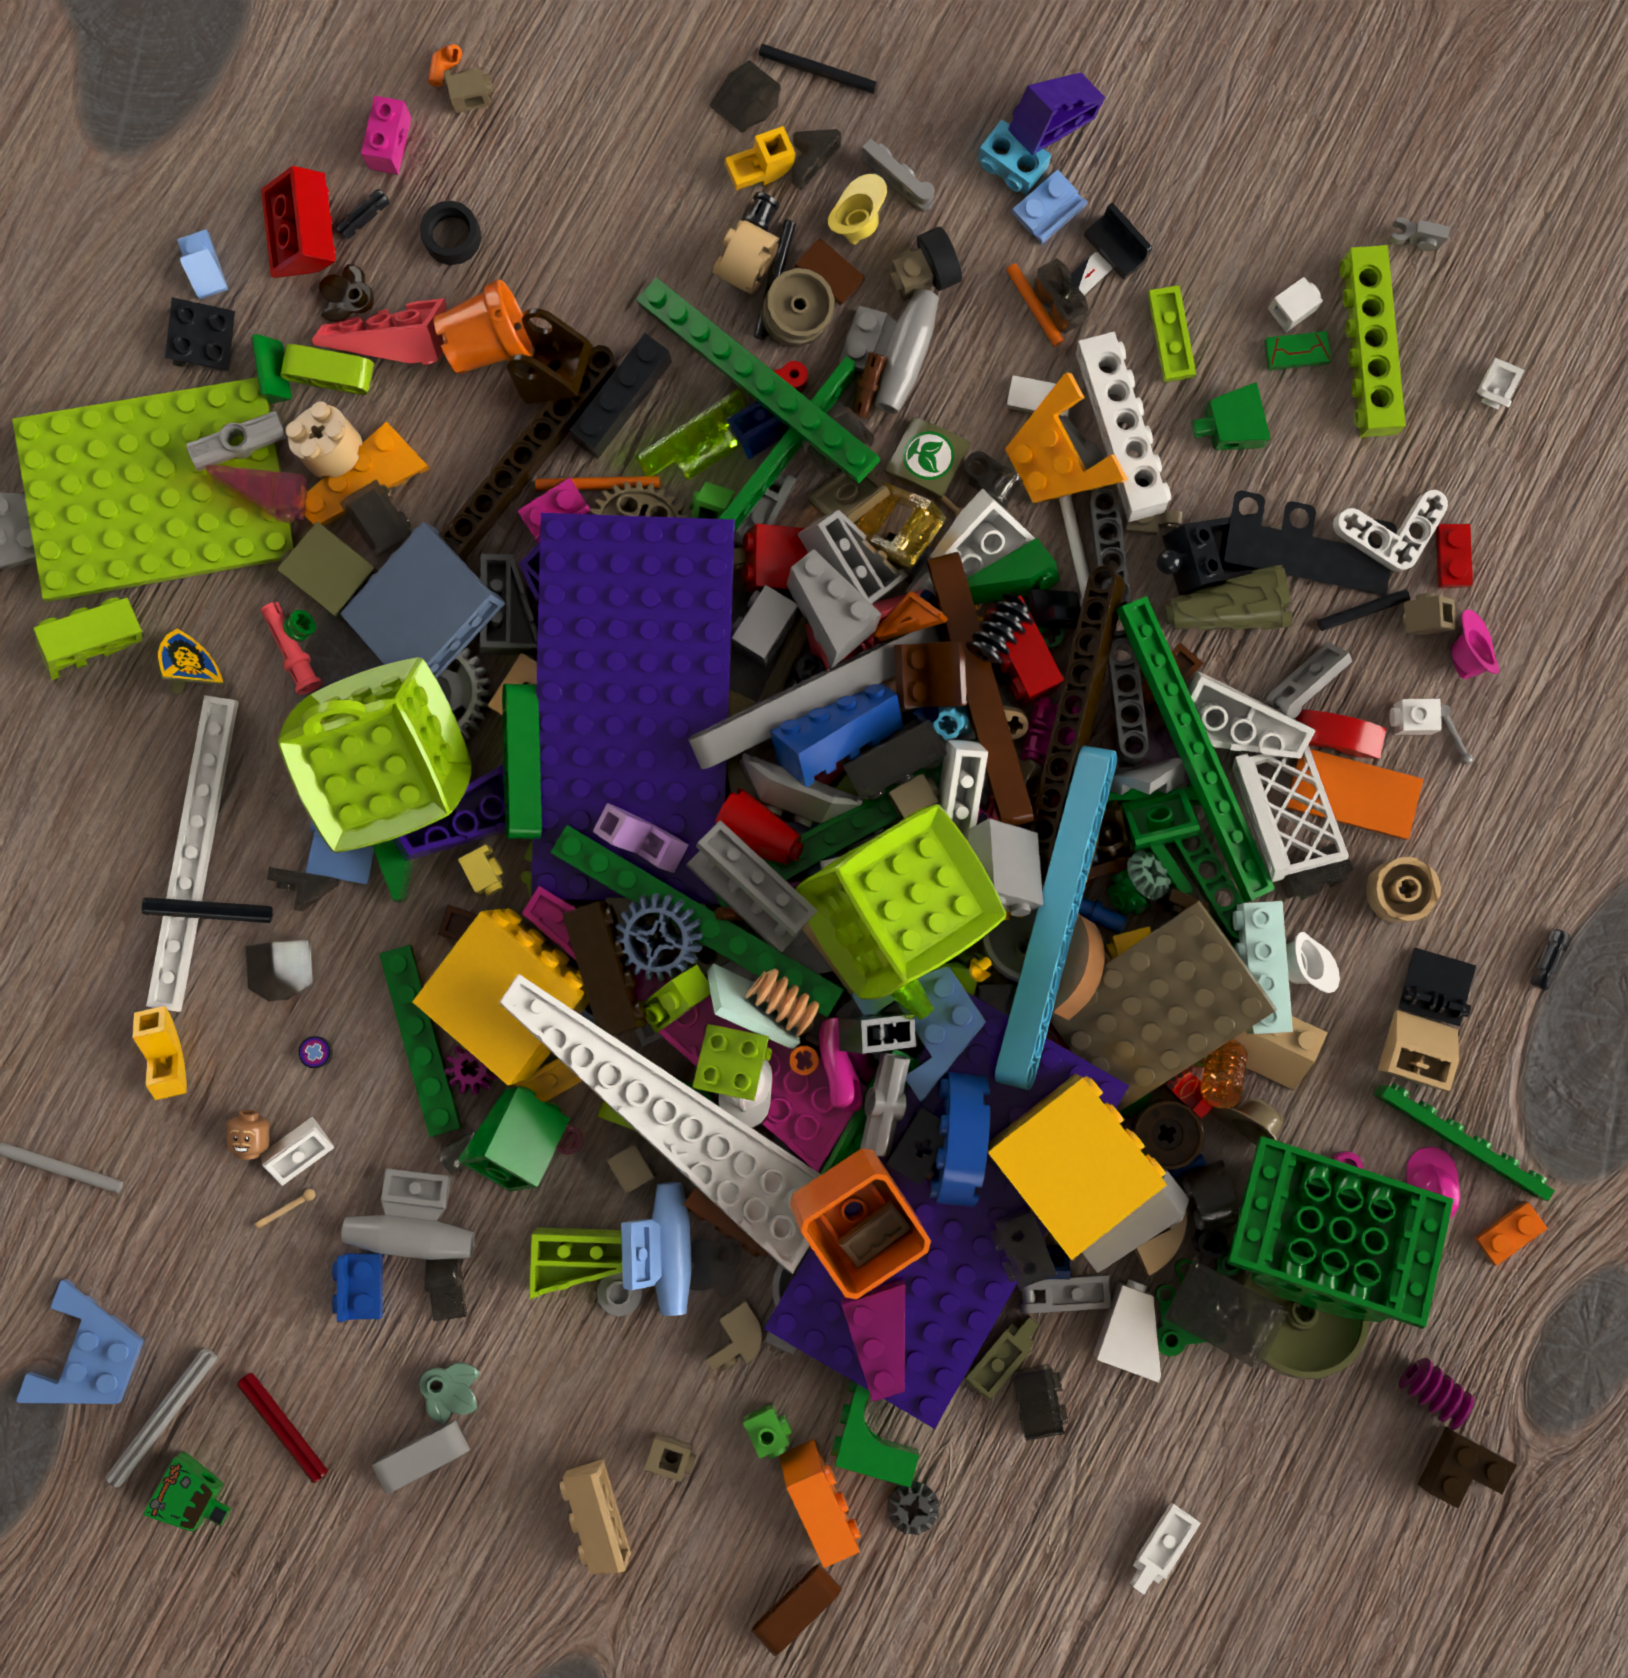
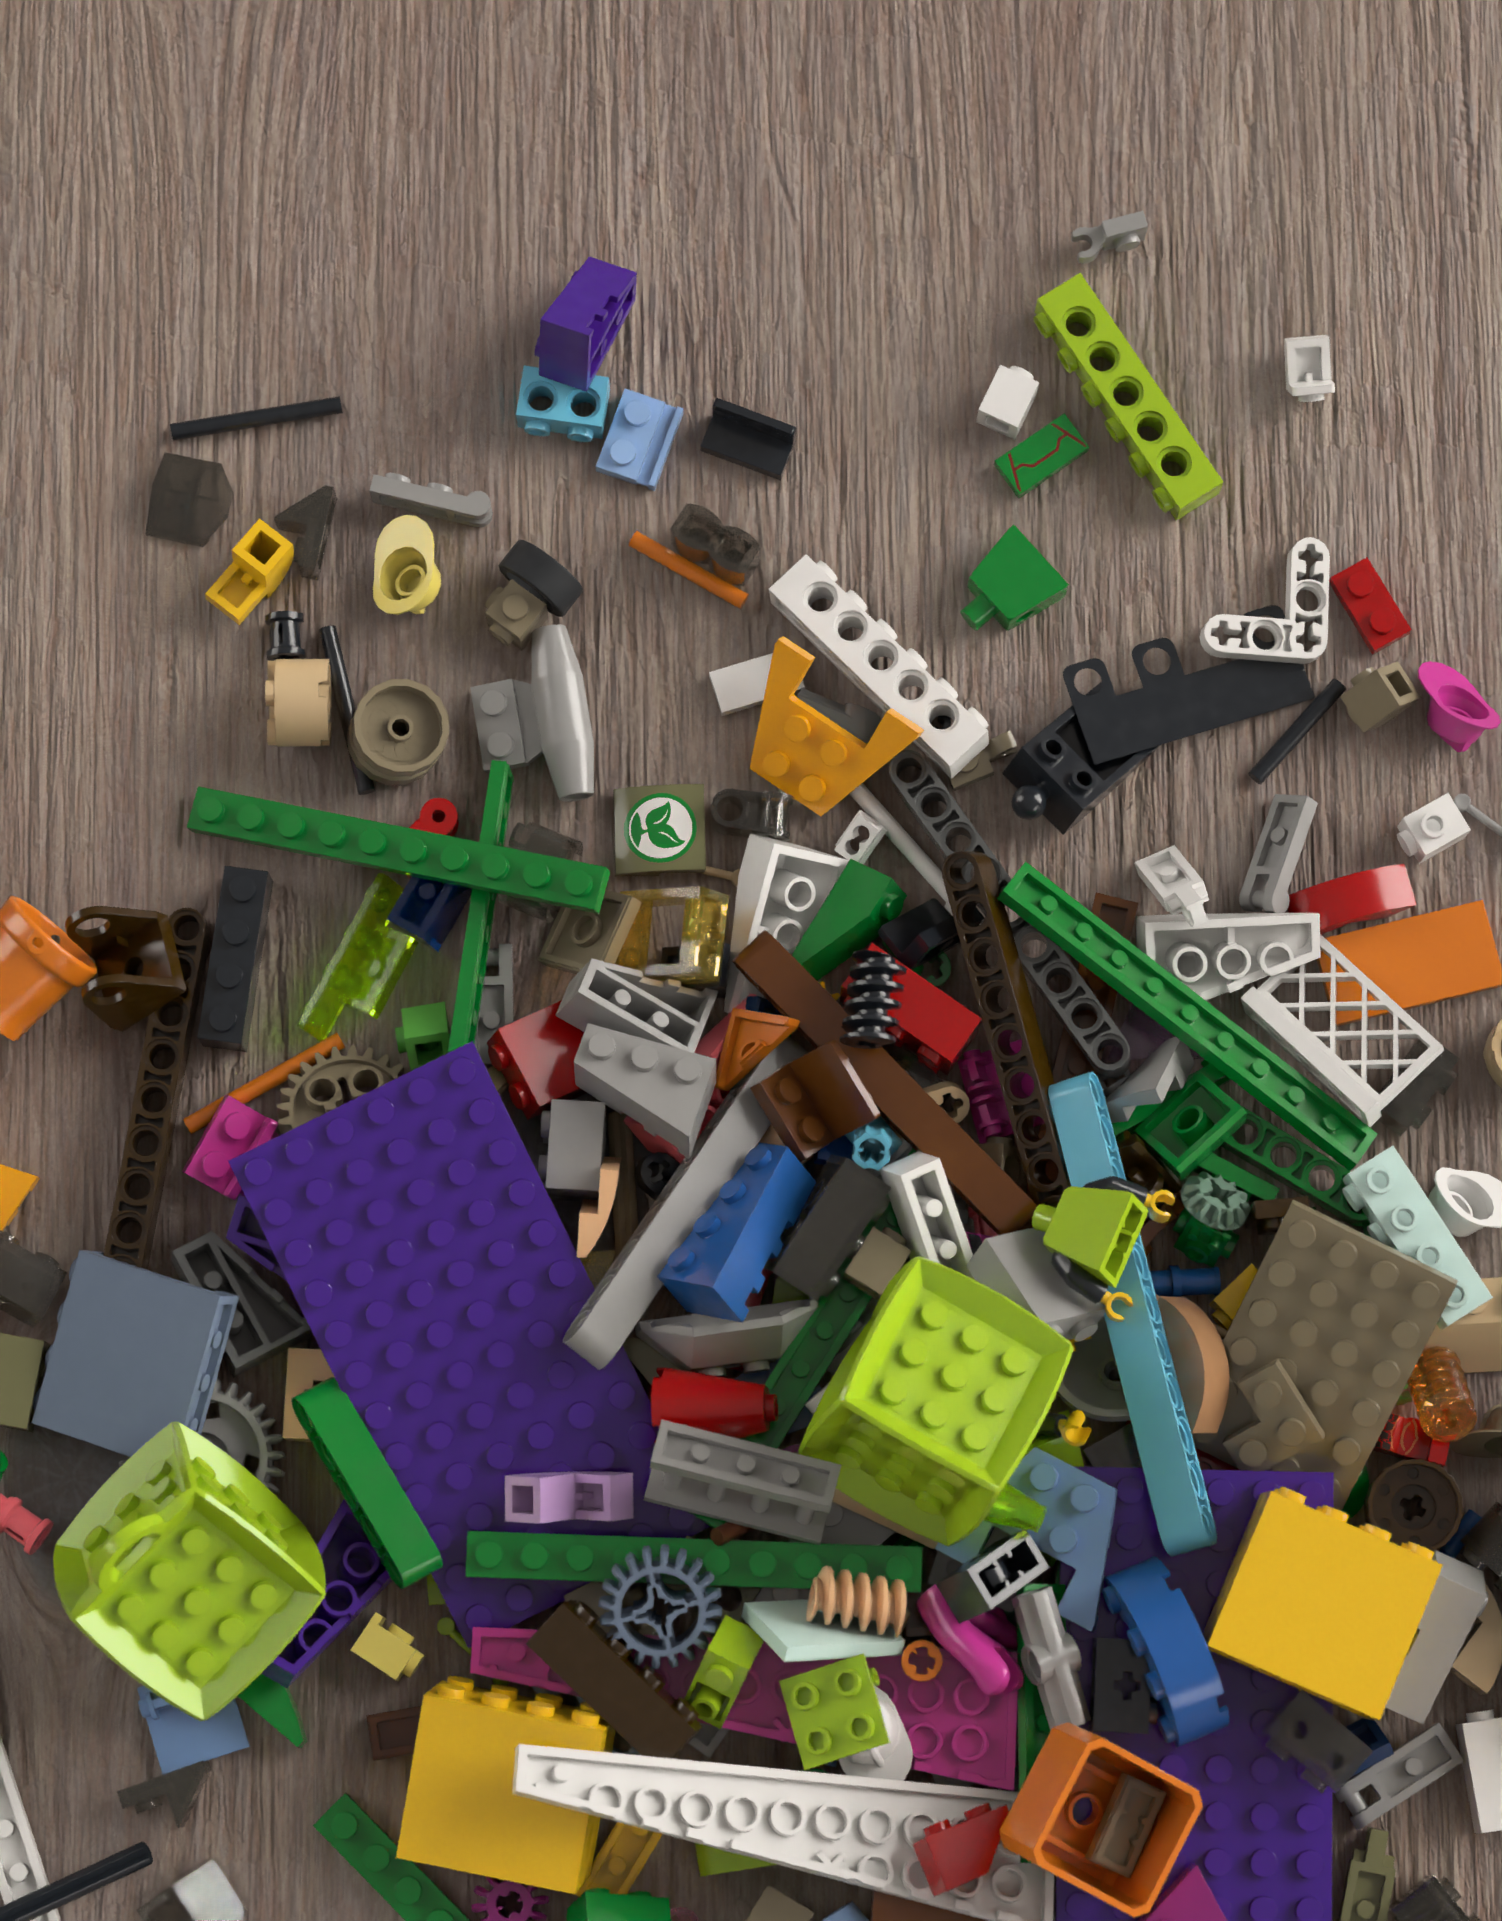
camera: 30 degrees left, 5 degrees down
(754, 672) = (595, 1213): none -> light nougat slope
(763, 1193) = (961, 1851): none -> red slope
(837, 272) = (413, 659): reddish brown slope -> none
(868, 384) = (537, 779): reddish brown pin -> none
(1050, 537) = (866, 847): none -> white piece
(1061, 853) = (1096, 1232): none -> lime torso
(1090, 272) = (734, 495): white sticker -> none
(1113, 1038) = (1283, 1422): none -> dark tan plate
(1171, 333) = (876, 517): lime plate -> none
(1233, 663) = (1175, 884): none -> white hinge
(1237, 604) = (1140, 808): olive cone -> none

